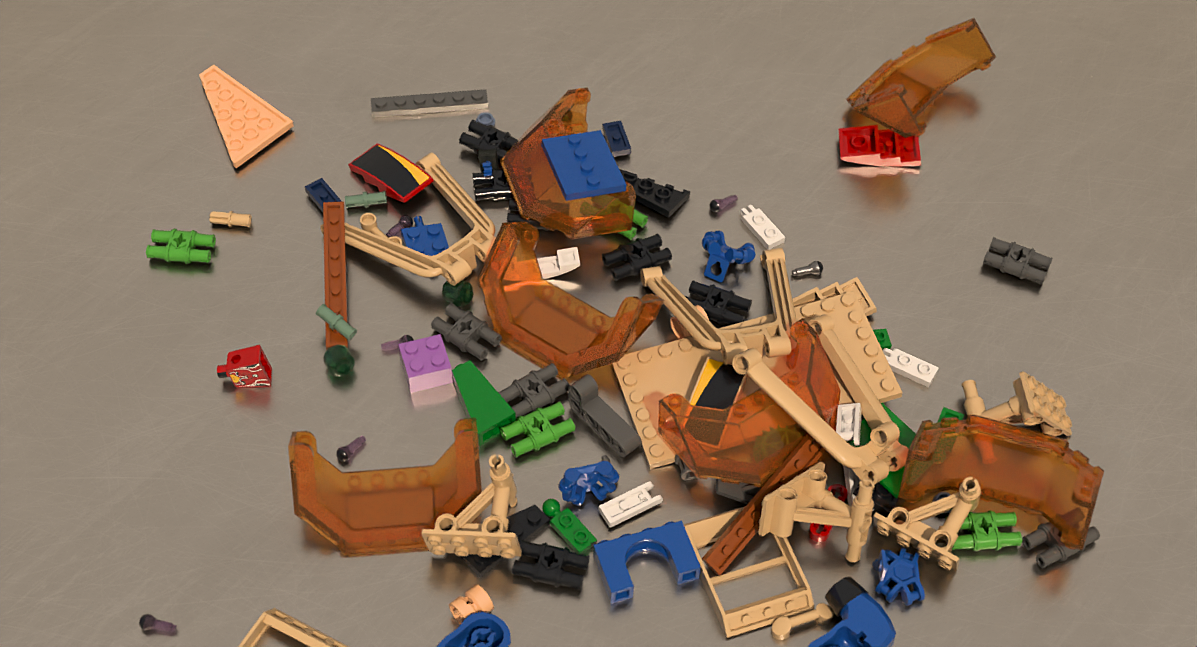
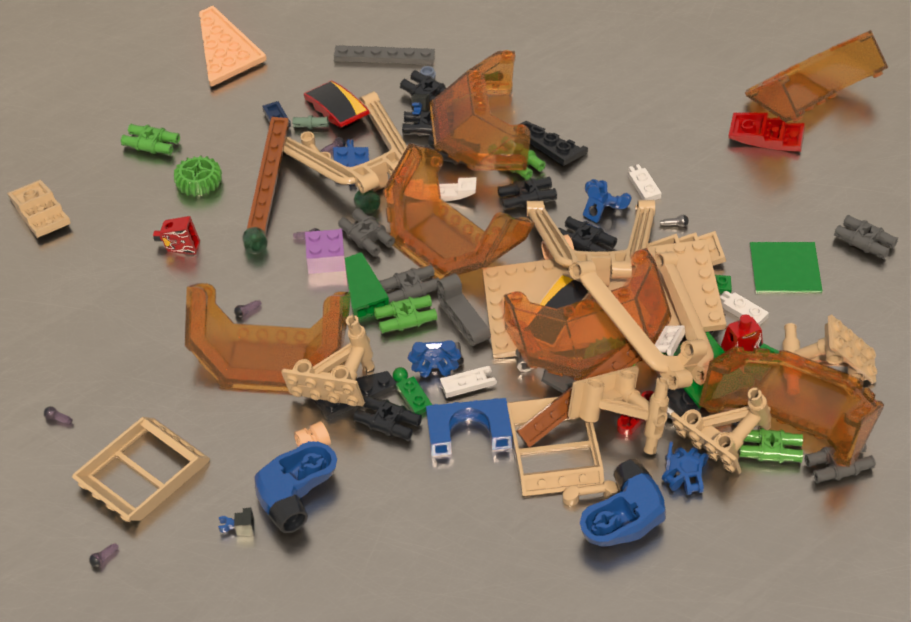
camera: 15 degrees right, 5 degrees down
(66, 354) = (39, 208): none -> tan slope
(230, 219) = (196, 124): tan axle -> none
(250, 286) = (197, 176): none -> bright green gear
(336, 322) = (258, 209): sand green pin -> none
(583, 165) = (490, 107): blue plate -> none
(616, 138) = (535, 99): dark blue plate -> none
(717, 205) = (609, 161): piece -> none
(924, 400) = (743, 333): none -> red torso
(940, 308) = (785, 267): none -> green piece

